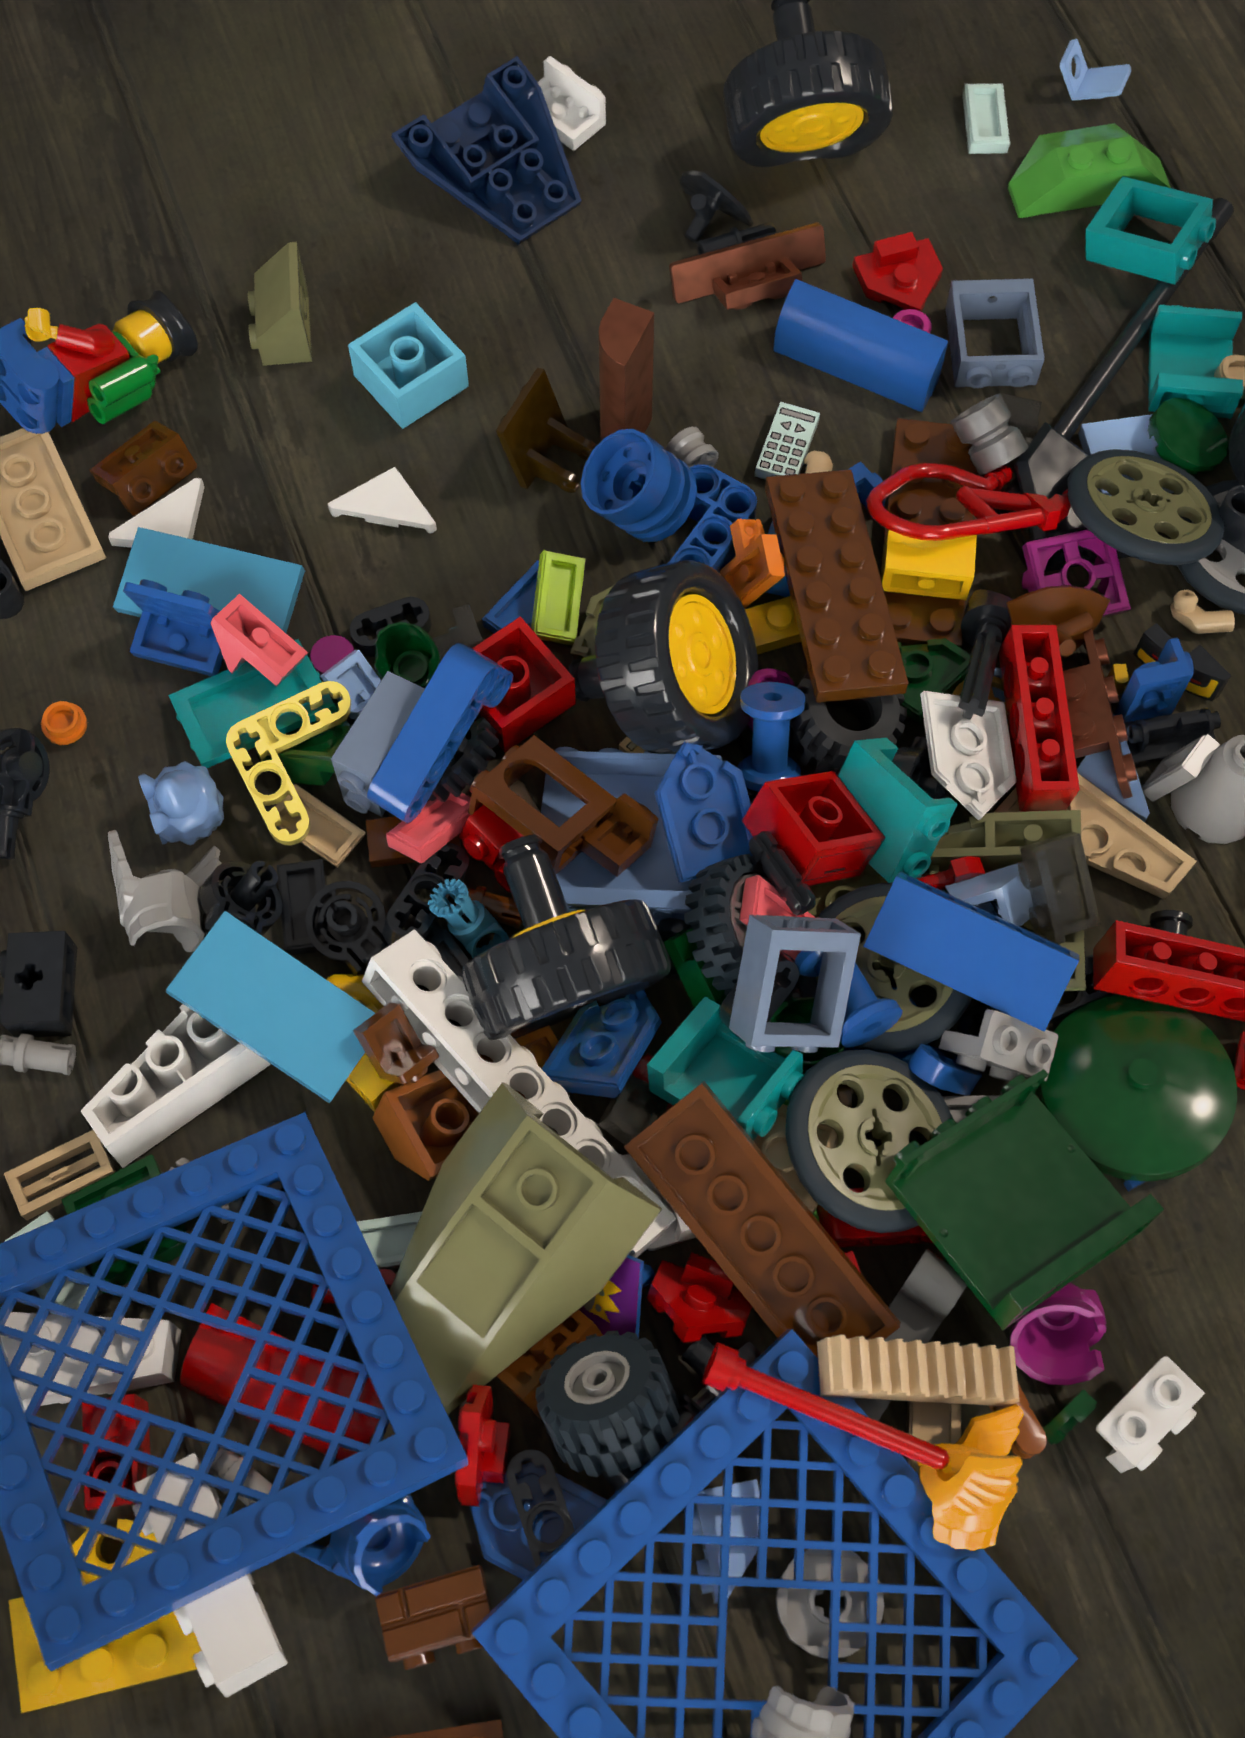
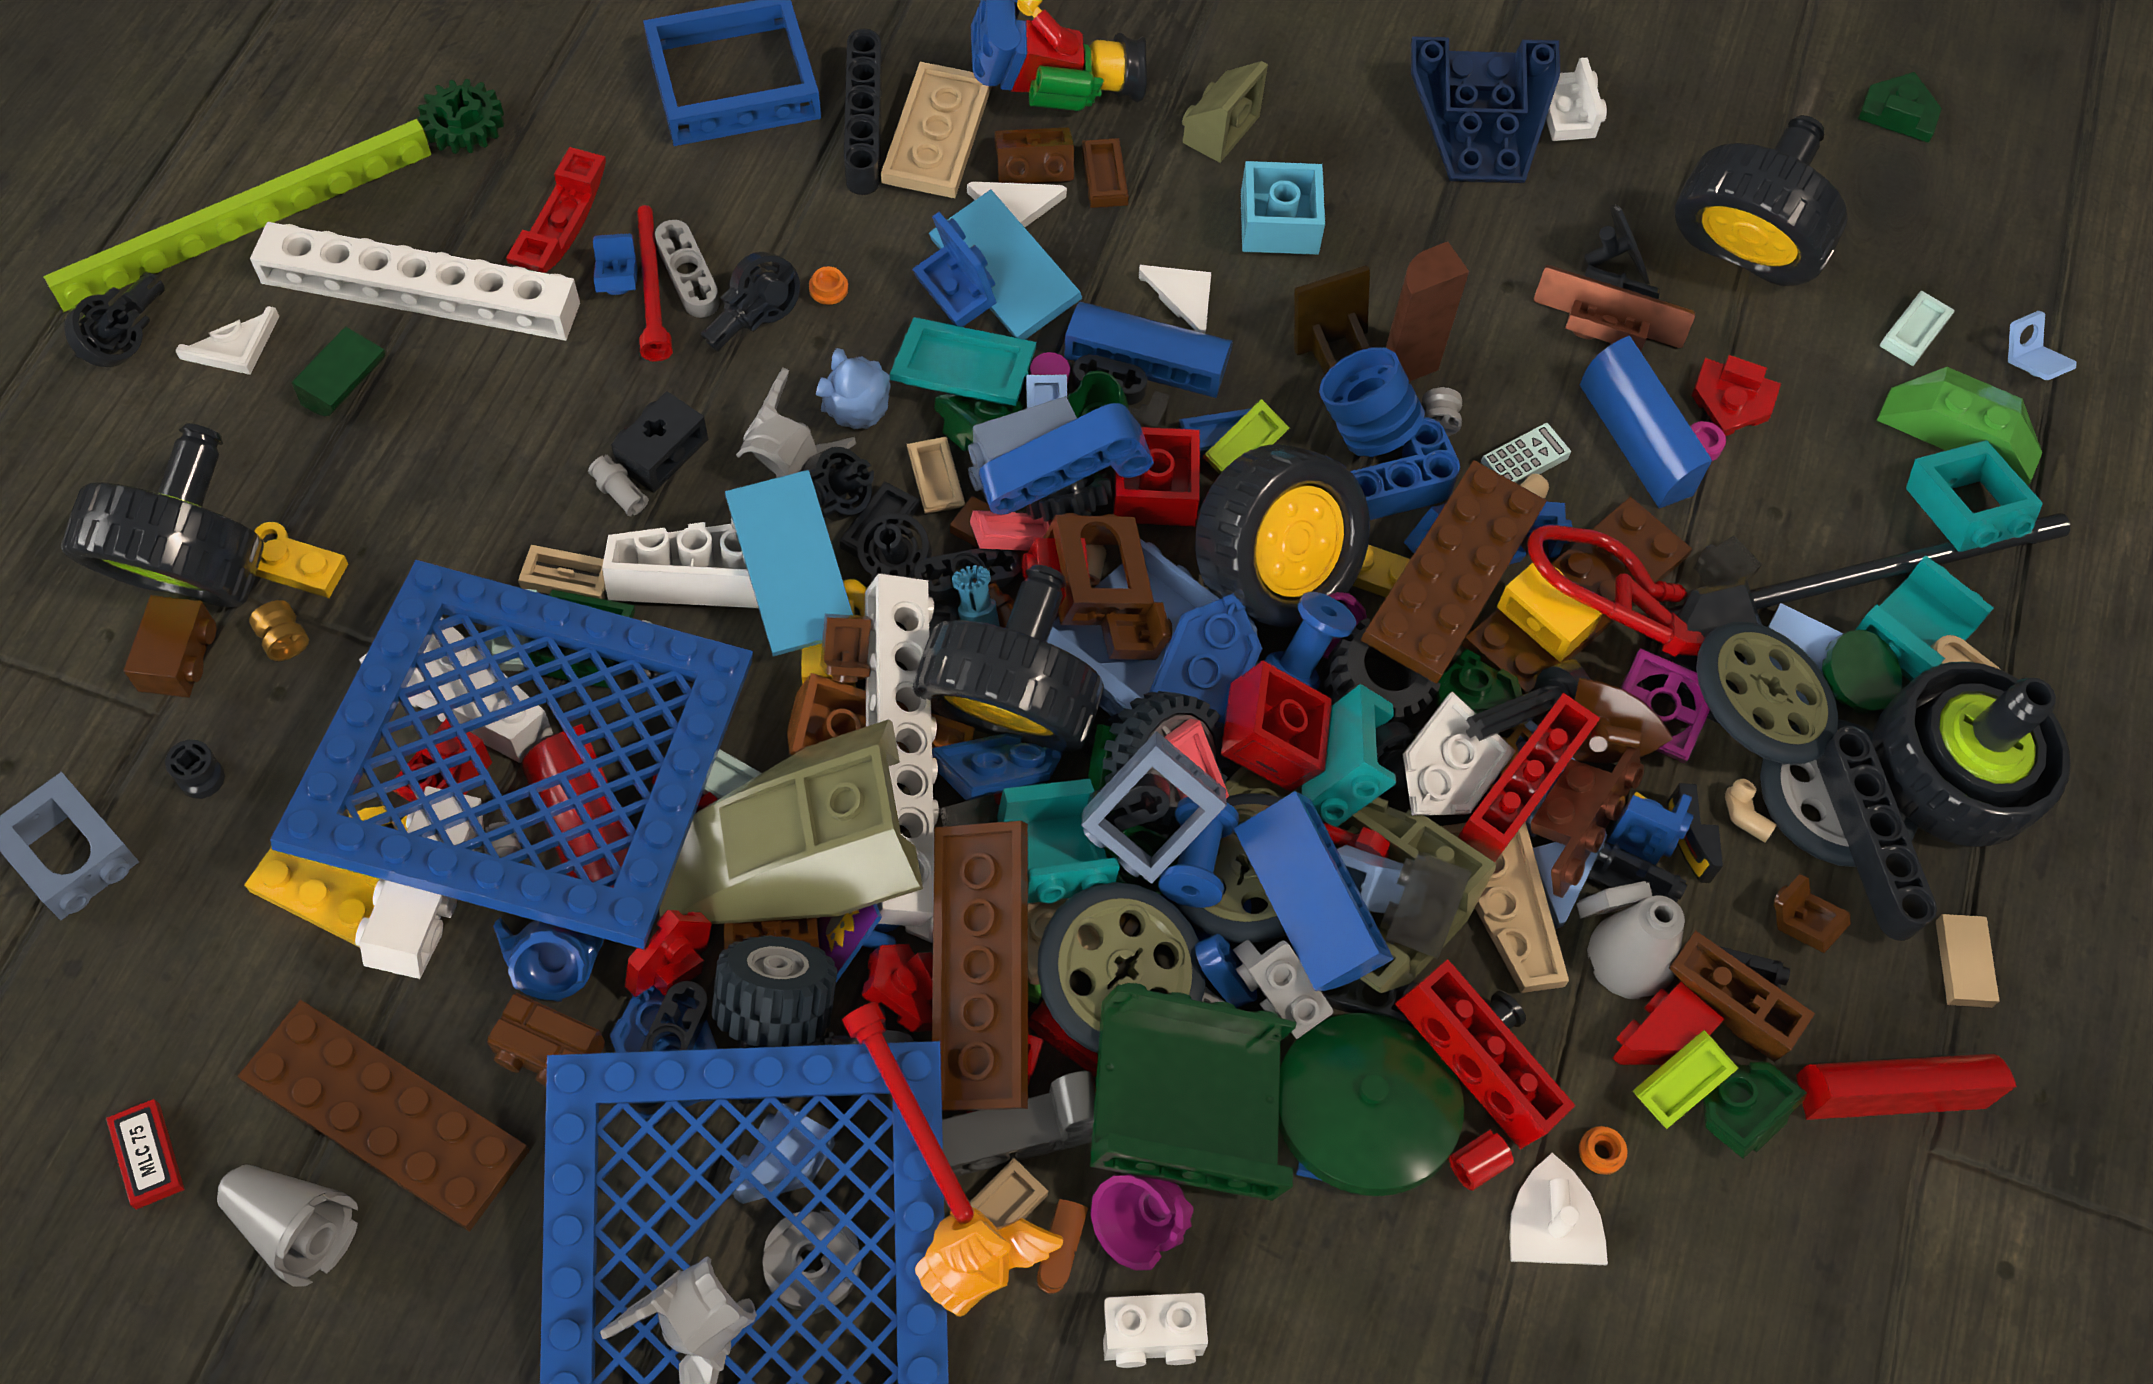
camera: 35 degrees right, 5 degrees down
(220, 440) = (1104, 173): none -> reddish brown tile
(254, 638) = (1000, 318): coral slope -> none
(274, 742) = (949, 393): light yellow beam -> none
(411, 567) = (1161, 350): none -> blue brick
(756, 563) = (1410, 518): orange hinge -> none
(782, 873) = (1220, 734): black axle -> none
(917, 1371) = (1007, 1148): tan gear -> none
(990, 436) = (1686, 552): flat silver wheel -> none
(1012, 301) = (1769, 450): sand blue window -> none
(1072, 1412) = (1097, 1284): dark green tile -> none

